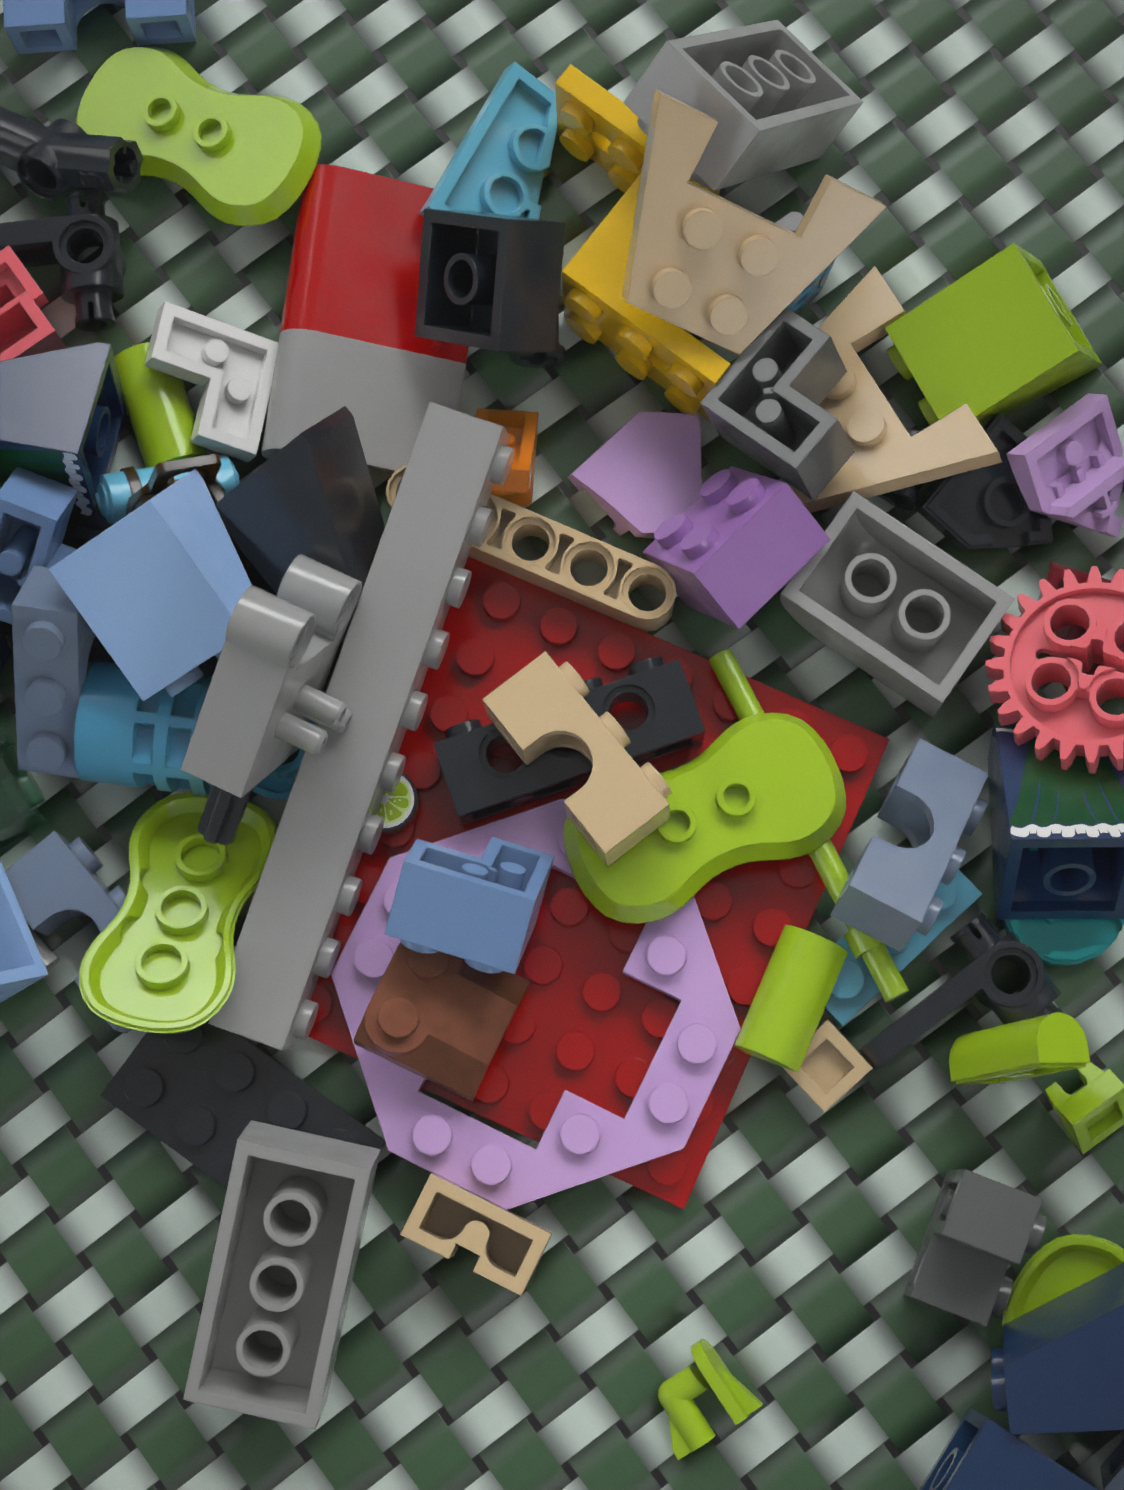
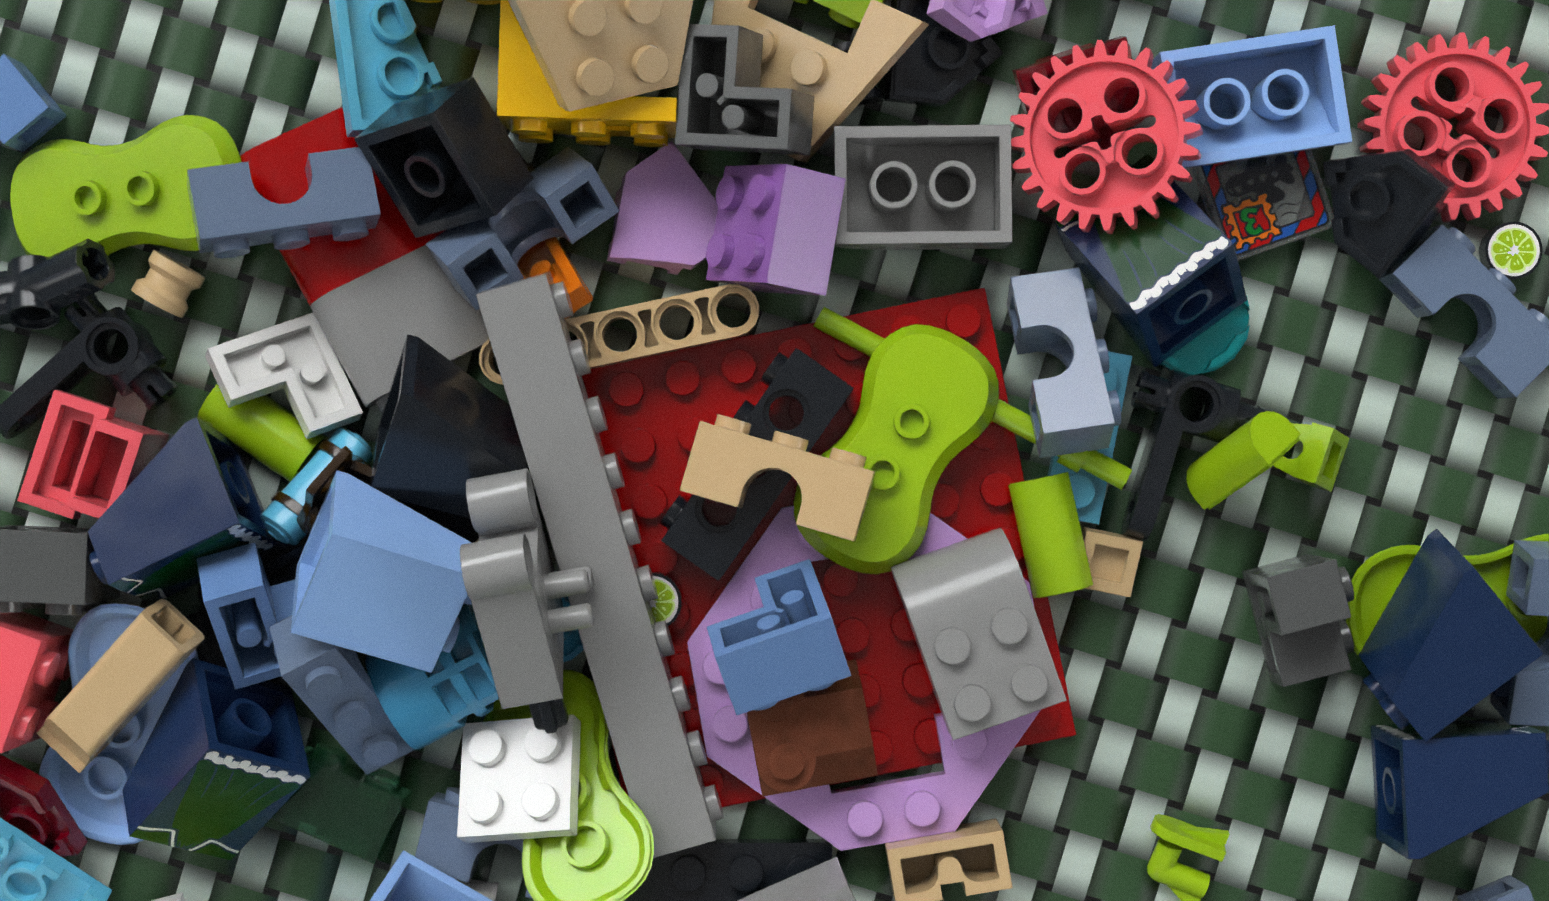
camera: 40 degrees left, 10 degrees up
(147, 868) = (518, 781): none -> white plate
(173, 232) = (167, 284): none -> tan wheel
(274, 206) = (233, 215): none -> sand blue arch
(553, 389) = (559, 202): none -> sand blue arch
(658, 1032) = (978, 633): none -> light grey brick

